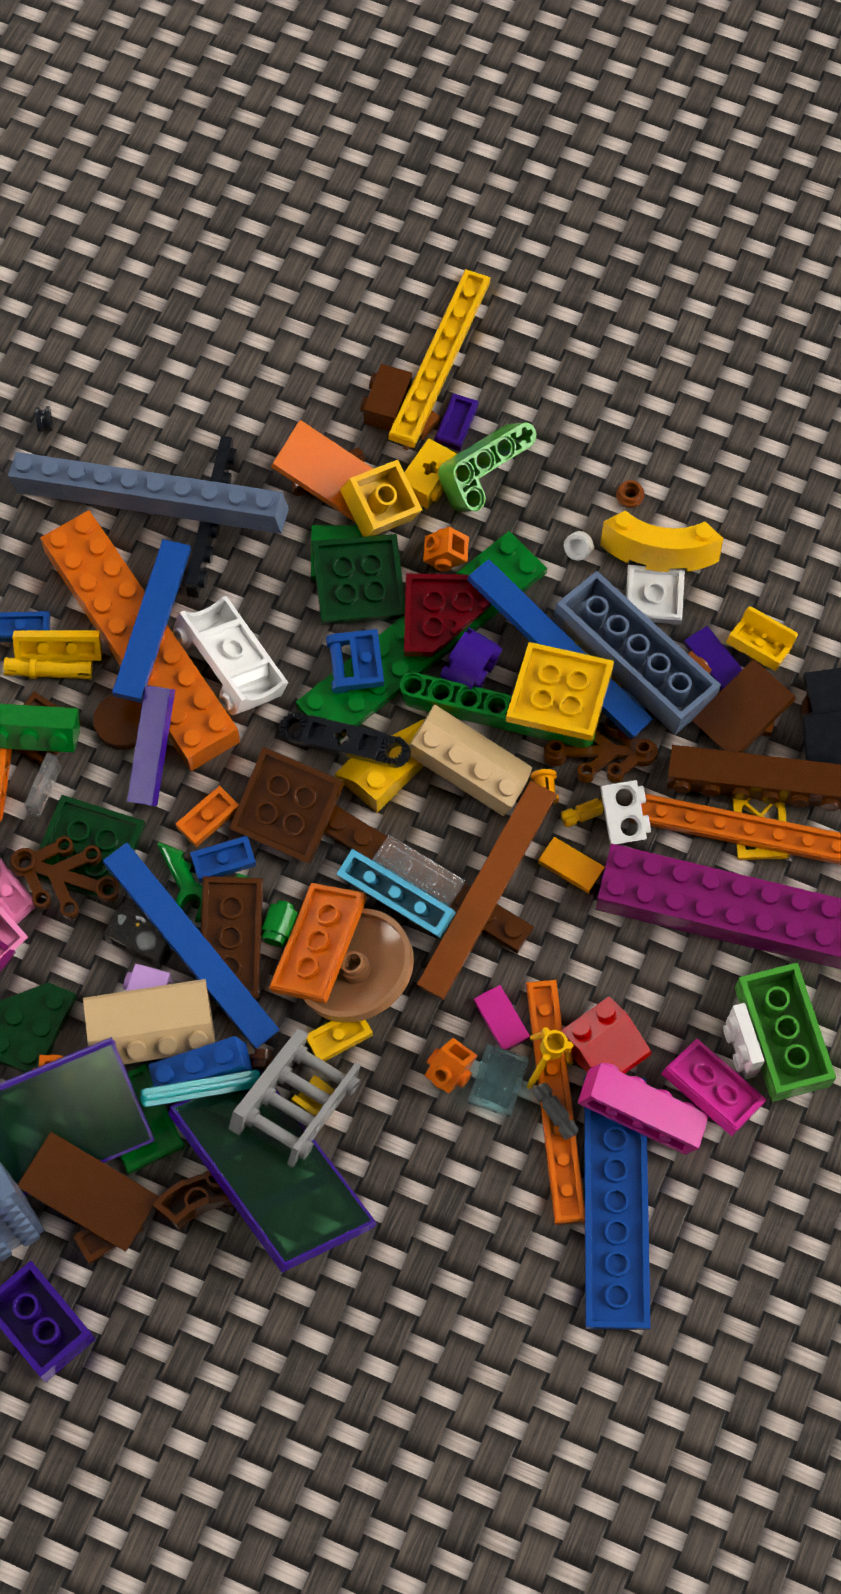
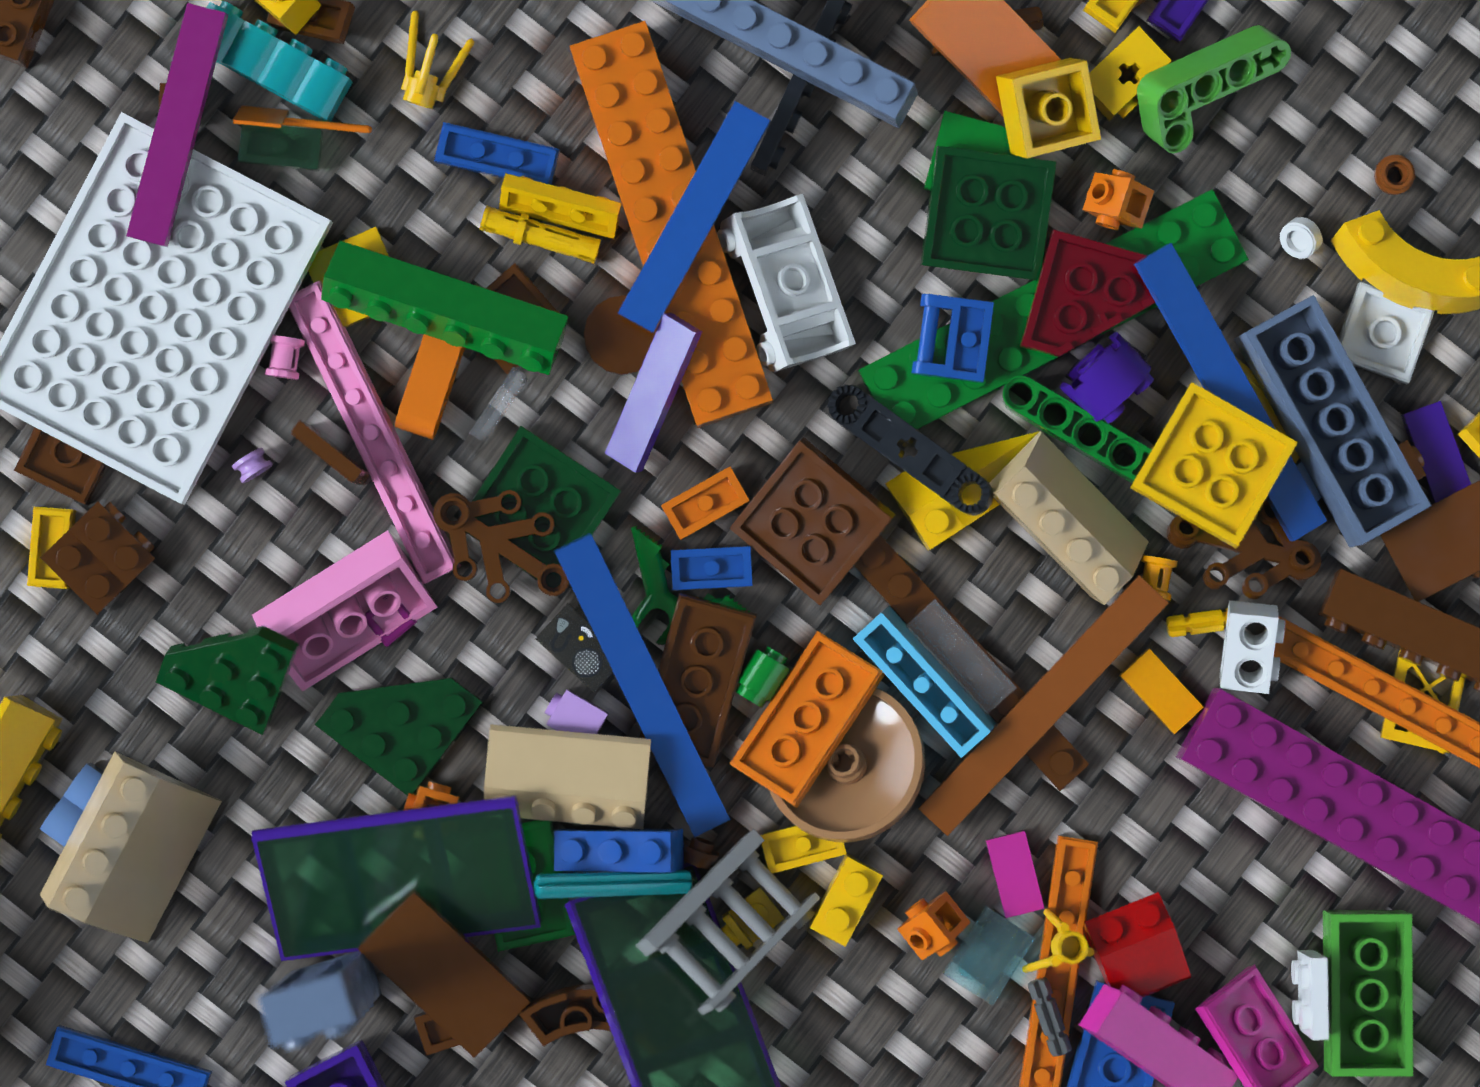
camera: 15 degrees right, 20 degrees up
(380, 1065) = (845, 900): none -> yellow brick

